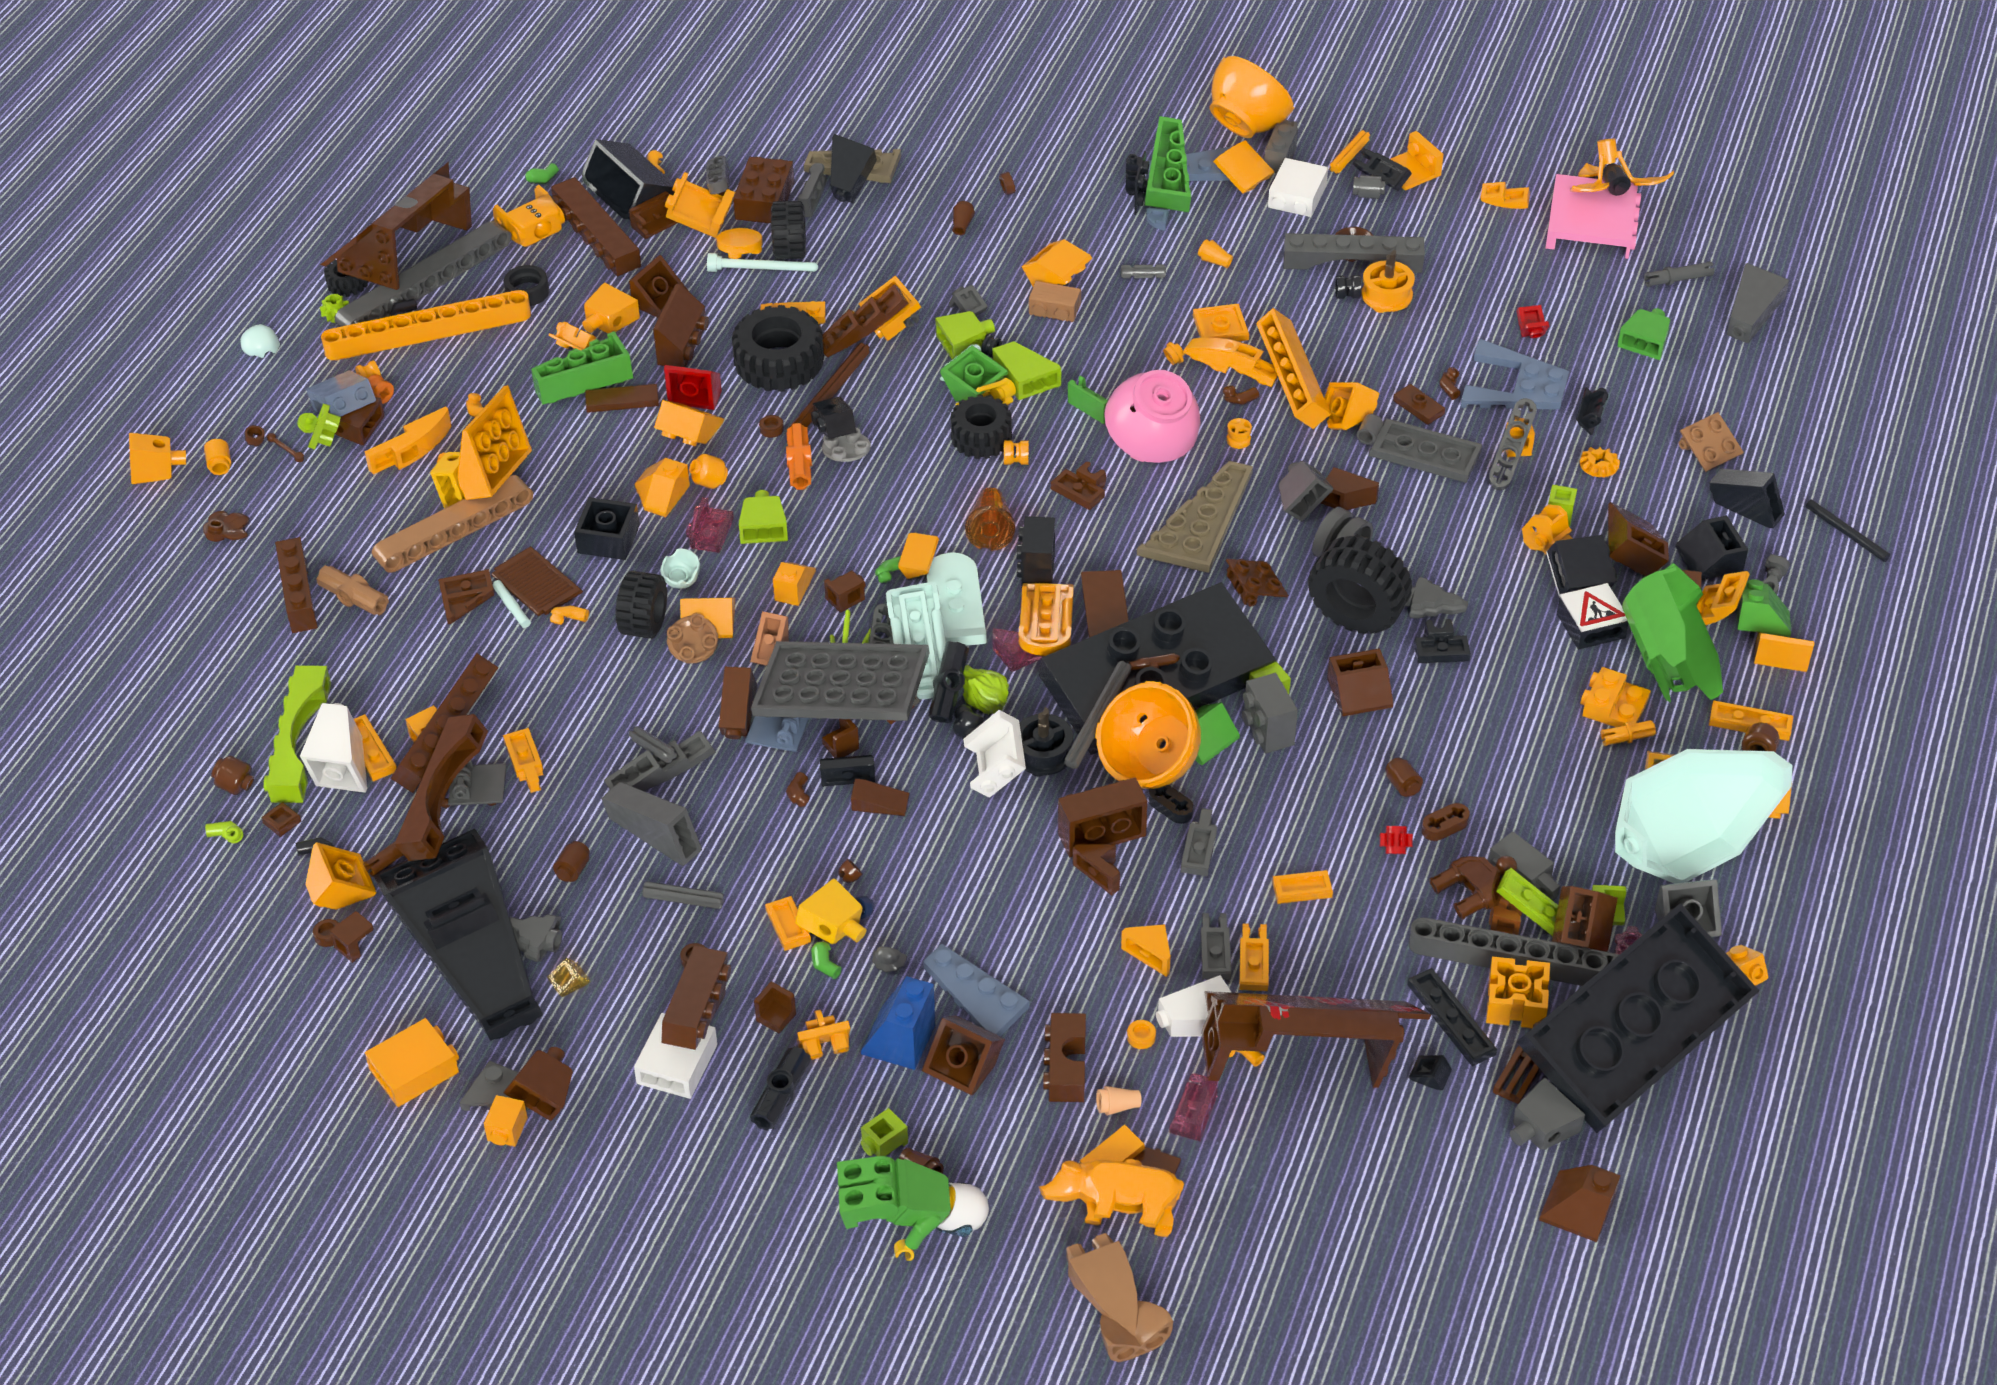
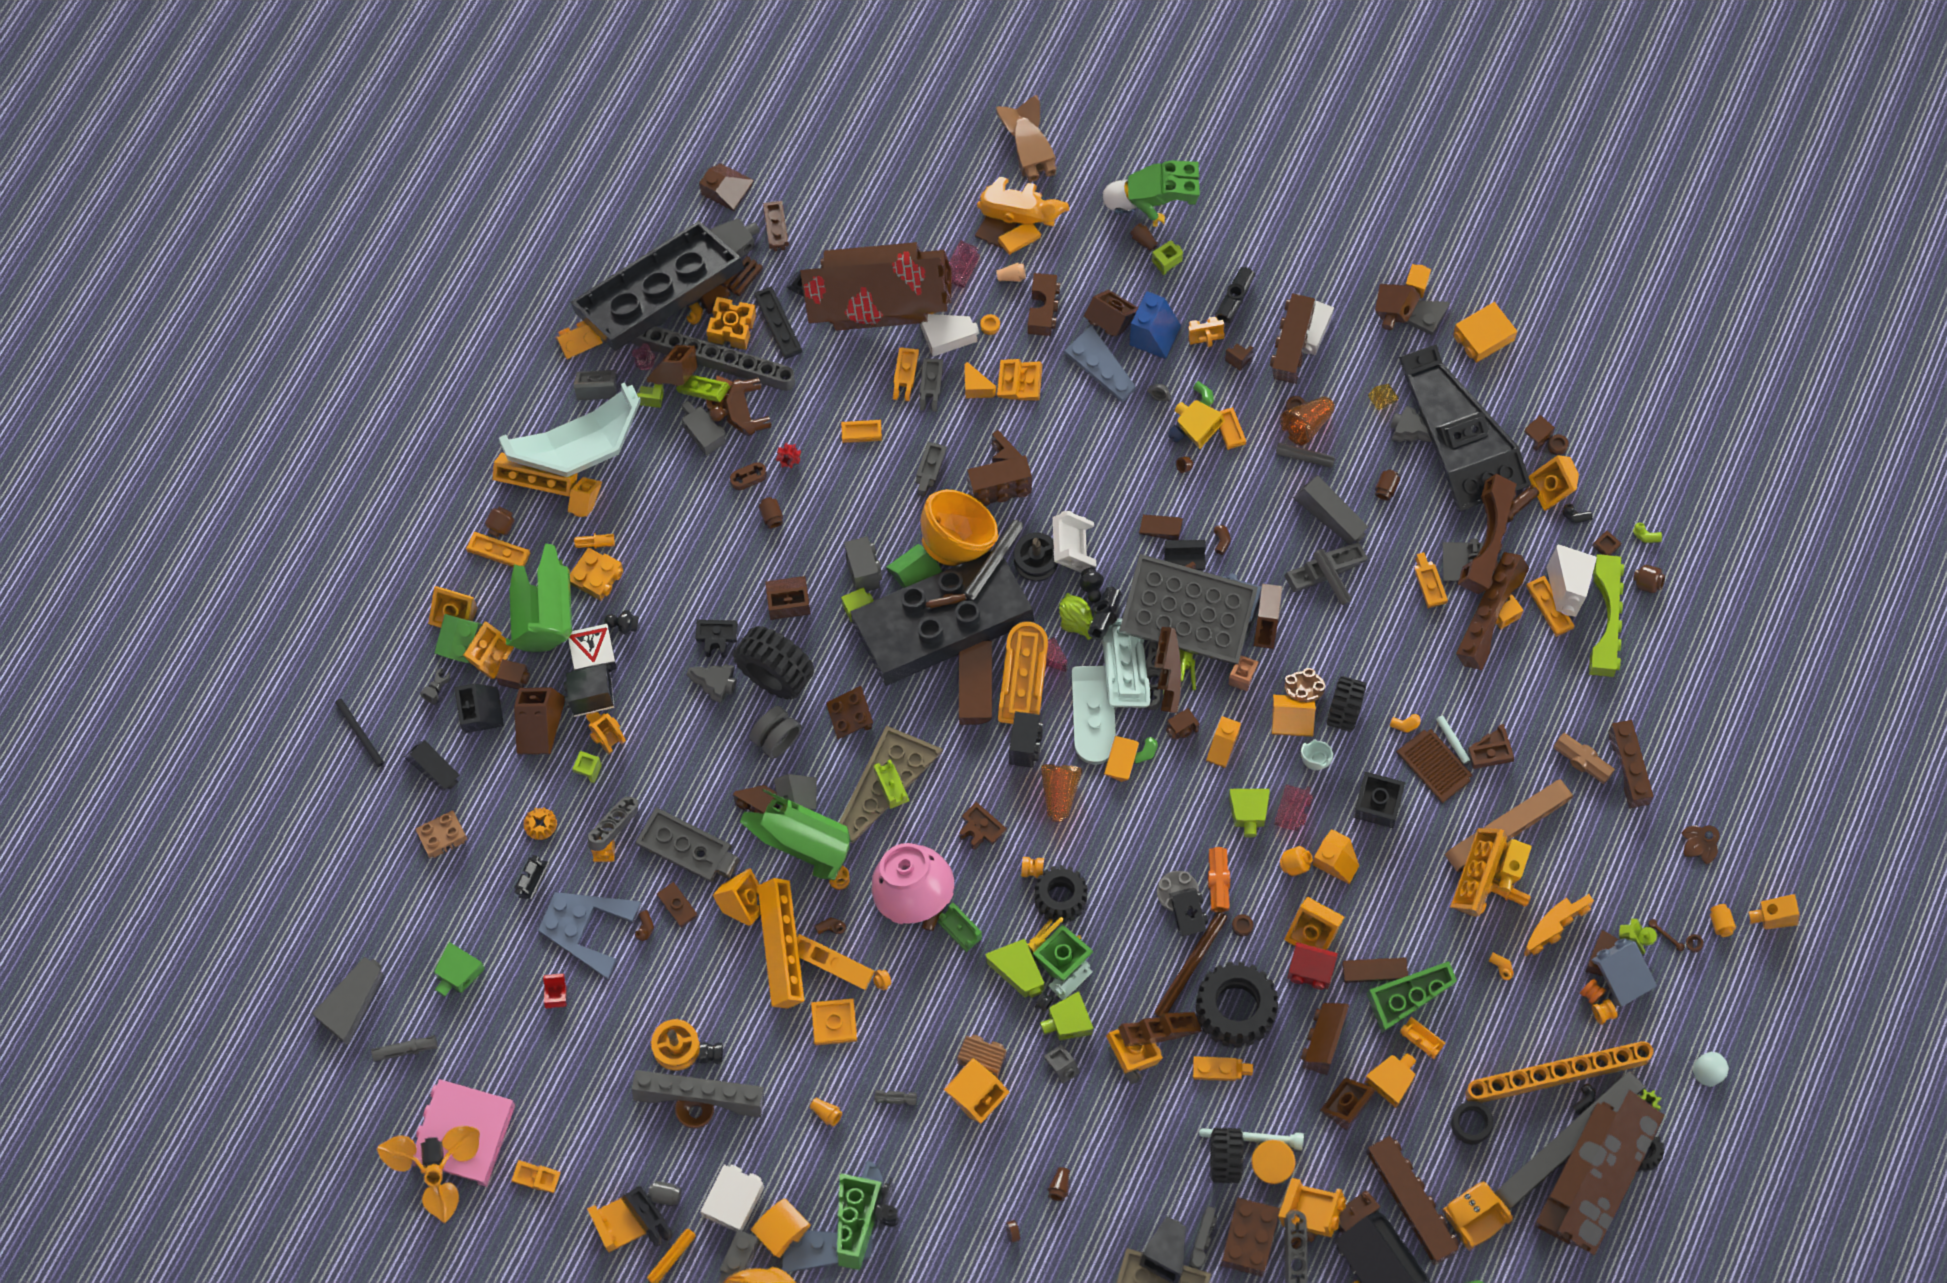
camera: 175 degrees left, 20 degrees up
(676, 926) = (1306, 419): none -> clear orange cone
(864, 617) = (1169, 662): none -> reddish brown slope
(1089, 963) = (1019, 380): none -> light orange slope
(1193, 501) = (891, 784): none -> lime hinge
(1277, 434) = (801, 834): none -> bright green piece
(1488, 1146) = (775, 225): none -> hinge
(1558, 647) = (626, 622): none -> black animal

